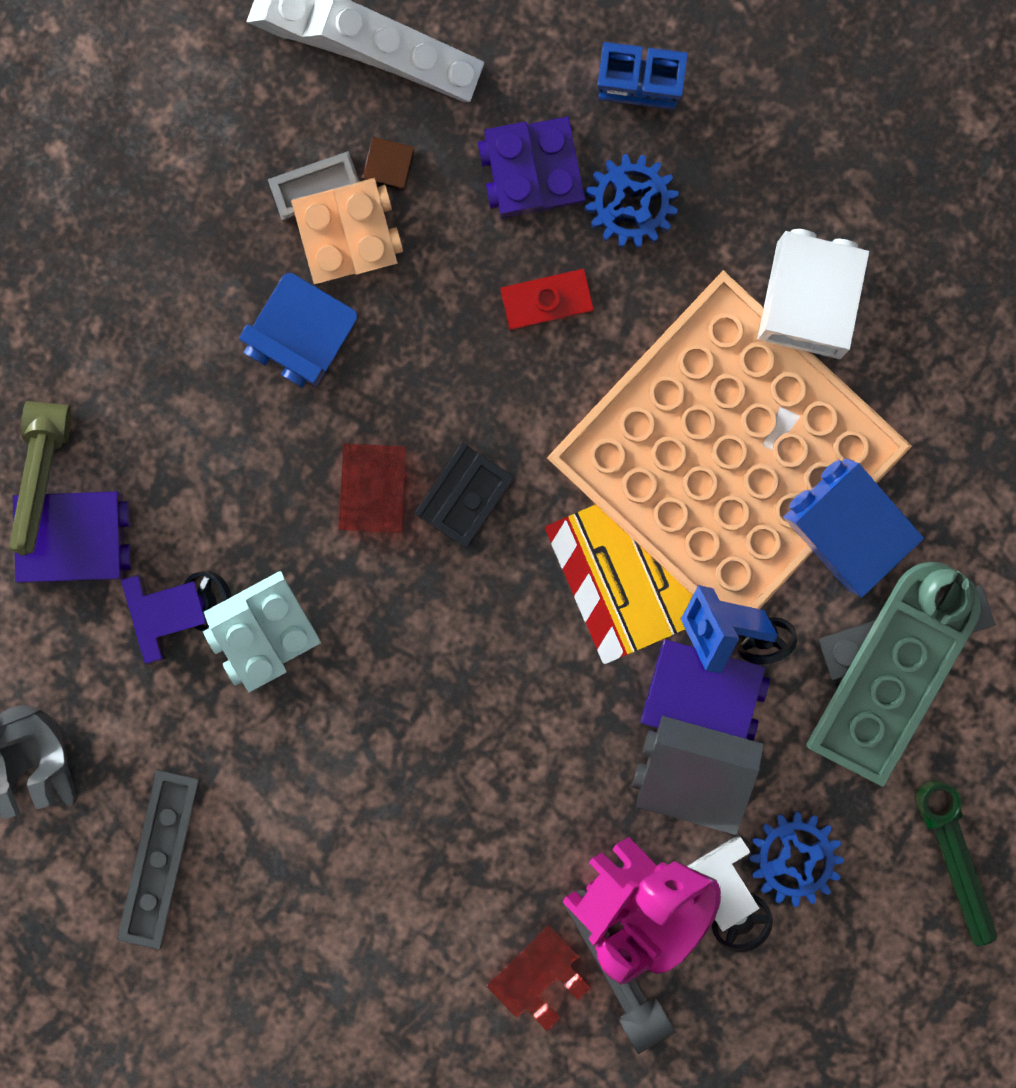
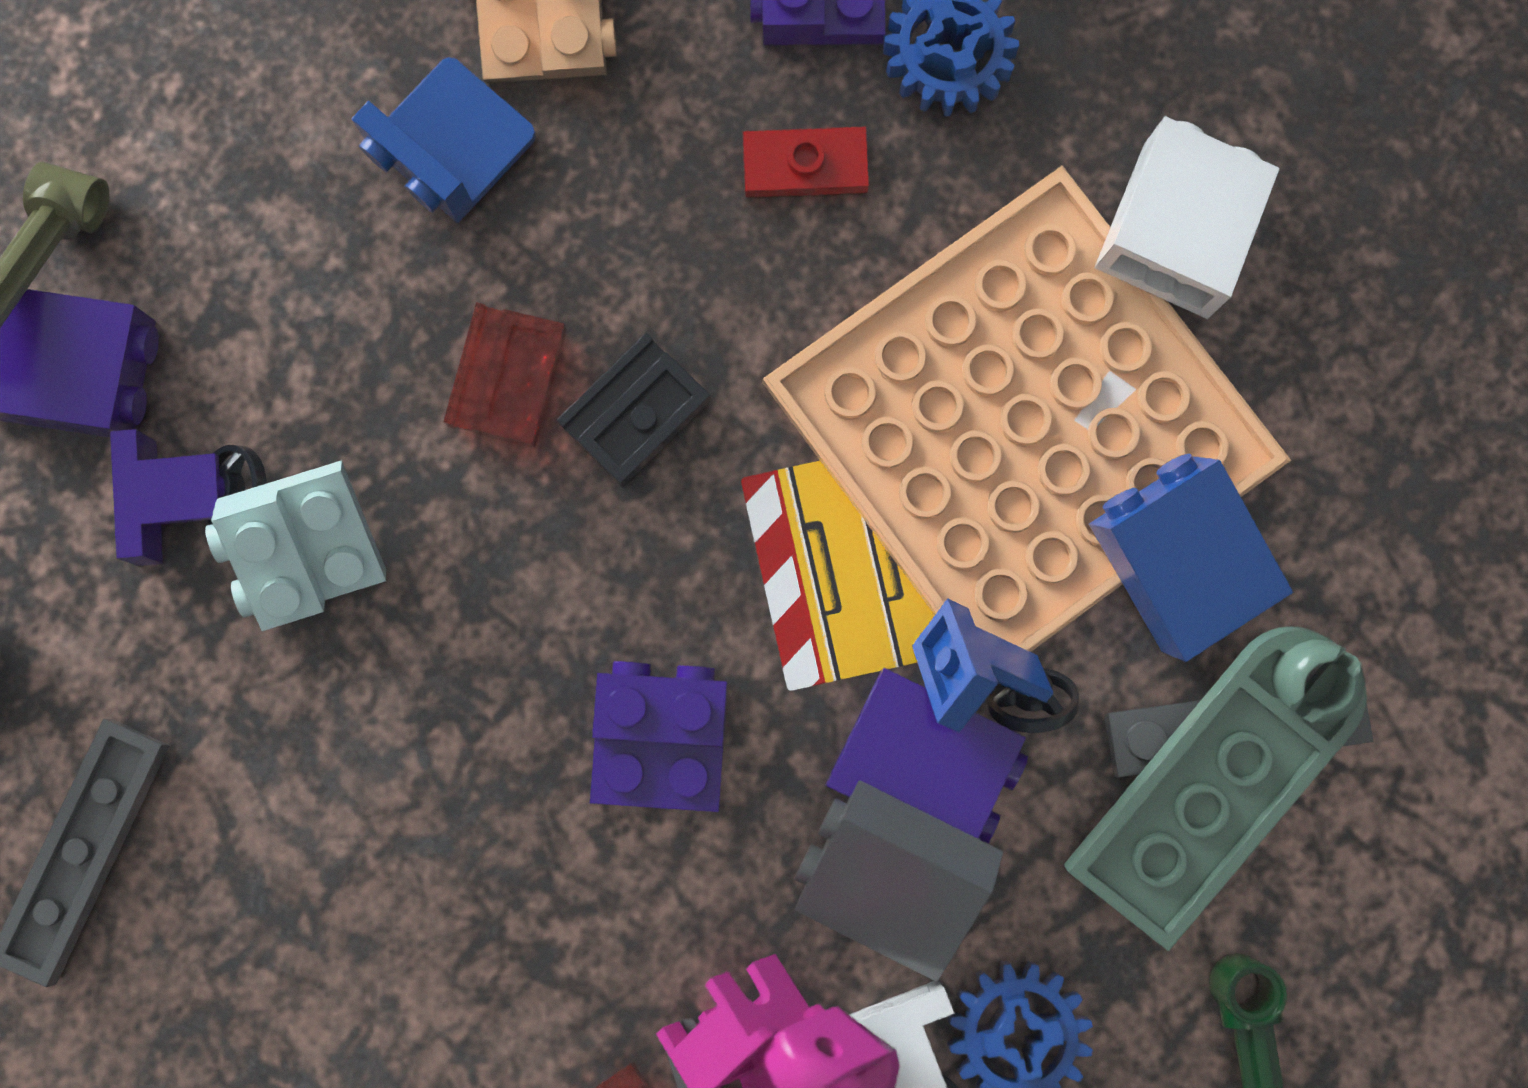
camera: 10 degrees right, 5 degrees down
(525, 713) = (658, 738): none -> dark purple plate

